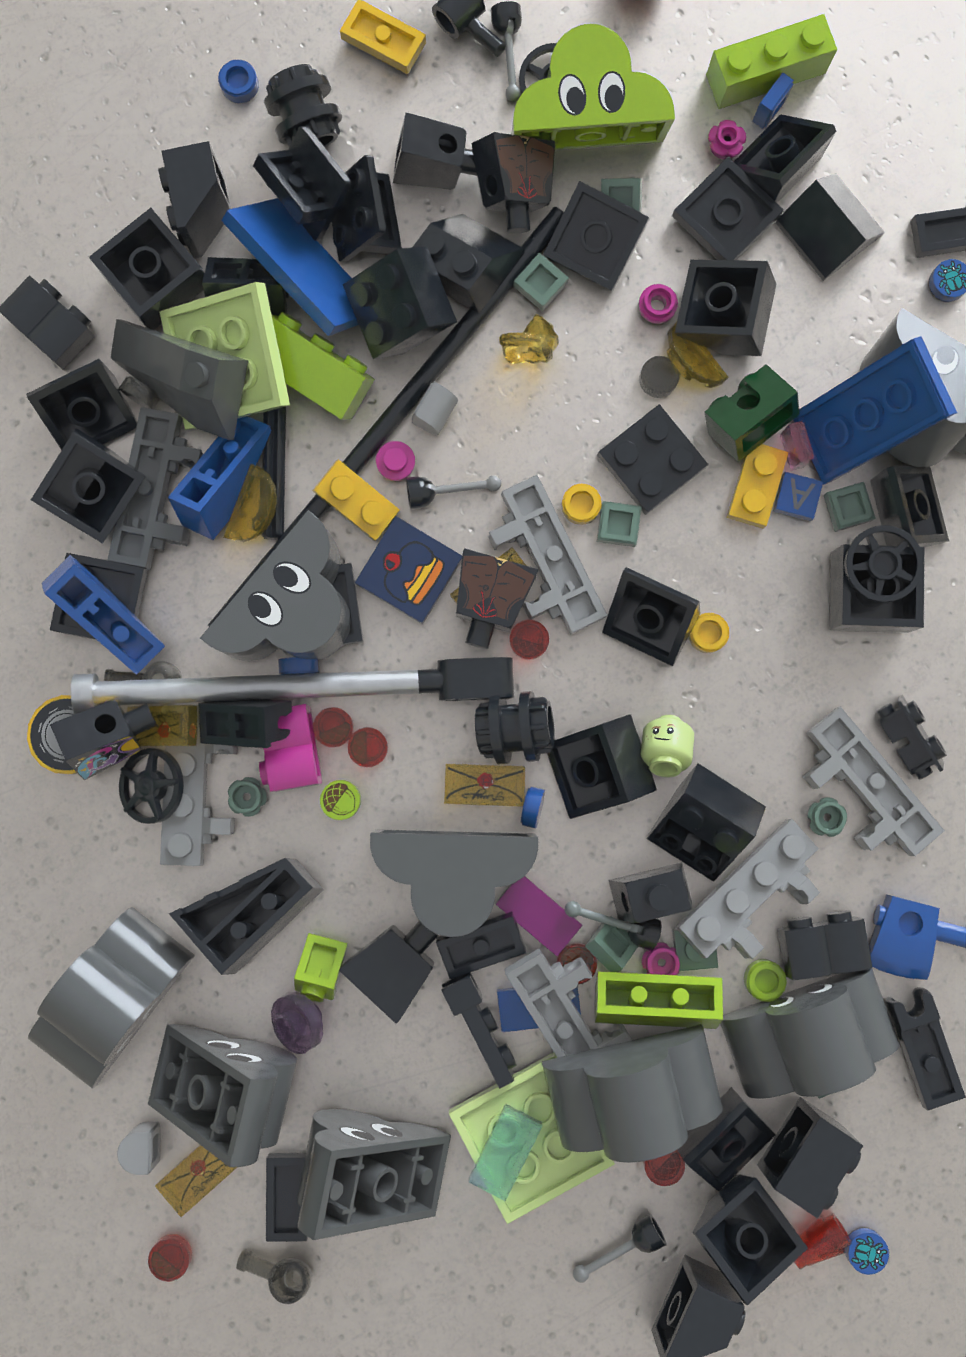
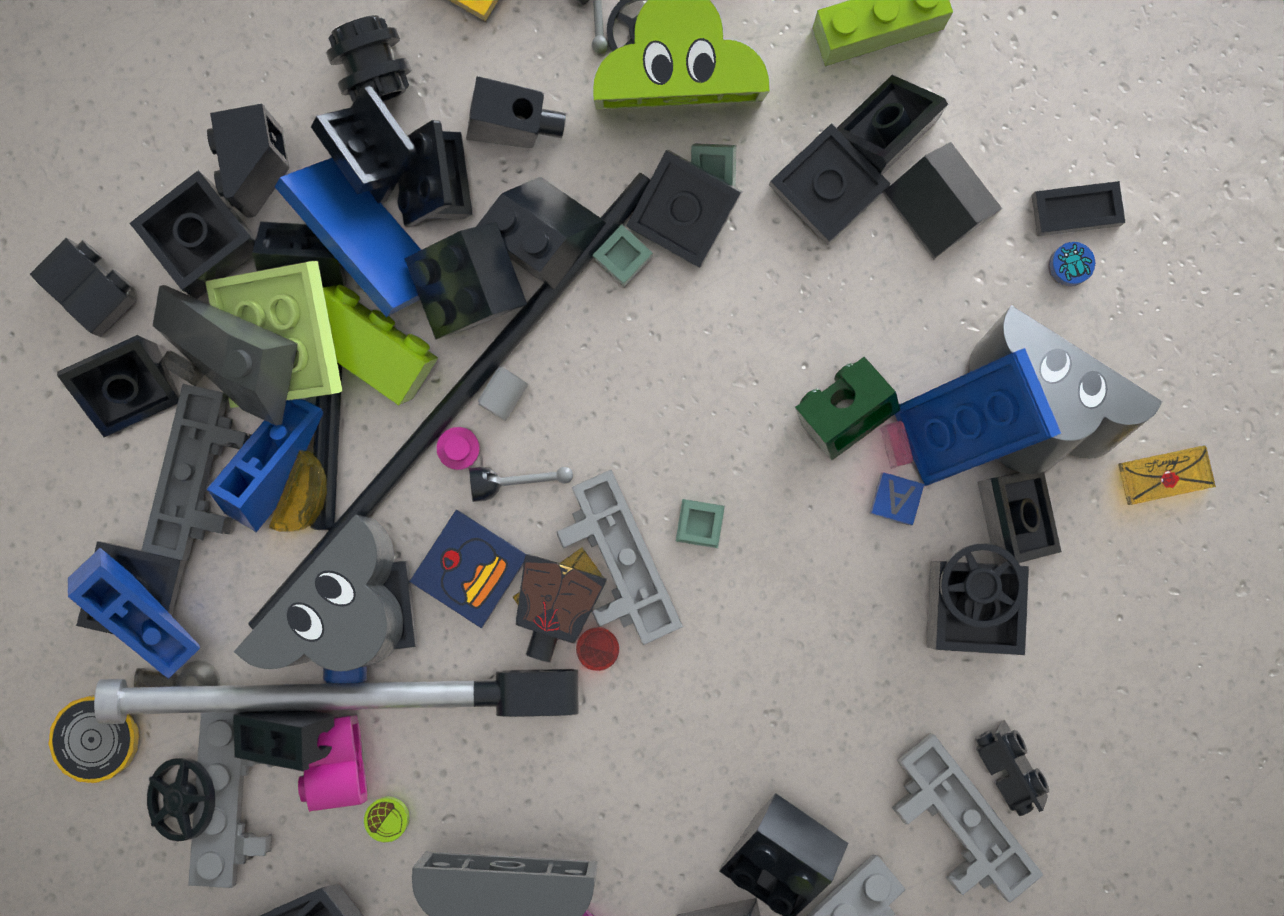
camera: 10 degrees right, 0 degrees up
(88, 486) = (122, 470): black slope -> none
(101, 736) = (111, 755): black torso -> none
(174, 726) = (195, 736): clear yellow tile -> none
(238, 81) = (301, 24): blue tile -> none
(238, 789) = (274, 818): sand green plate -> none
(333, 727) = (381, 739): clear red tile -> none
(355, 500) = (413, 491): yellow plate -> none
(367, 747) = (418, 762): clear red tile -> none
(484, 785) = (543, 807): clear yellow tile -> none
(514, 175) = (596, 142): torso -> none
(515, 727) = (577, 748): black piece -> none
(532, 345) = (614, 323): clear yellow piece -> none
(532, 807) = (594, 835): blue tile -> none
(581, 504) = (659, 500): yellow tile -> none
(601, 767) = (670, 793): black slope -> none
(651, 616) = (729, 632): black slope -> none
(652, 459) = (739, 453): black plate -> none
(658, 377) = (749, 362): clear smoke tile -> none
(665, 295) = (754, 269): dark pink plate -> none
(667, 746) = (743, 773): yellowish green head -> none
(694, 361) = (784, 341): clear yellow tile -> none
(709, 633) = (794, 646): yellow tile -> none
(722, 148) = (828, 112): dark pink plate -> none
(727, 305) = (824, 289): black slope -> none
(757, 486) = (853, 486): yellow plate -> none
(773, 101) = (883, 62): blue tile -> none
(837, 814) = (927, 860): sand green plate -> none
(849, 506) = (953, 511): sand green tile -> none

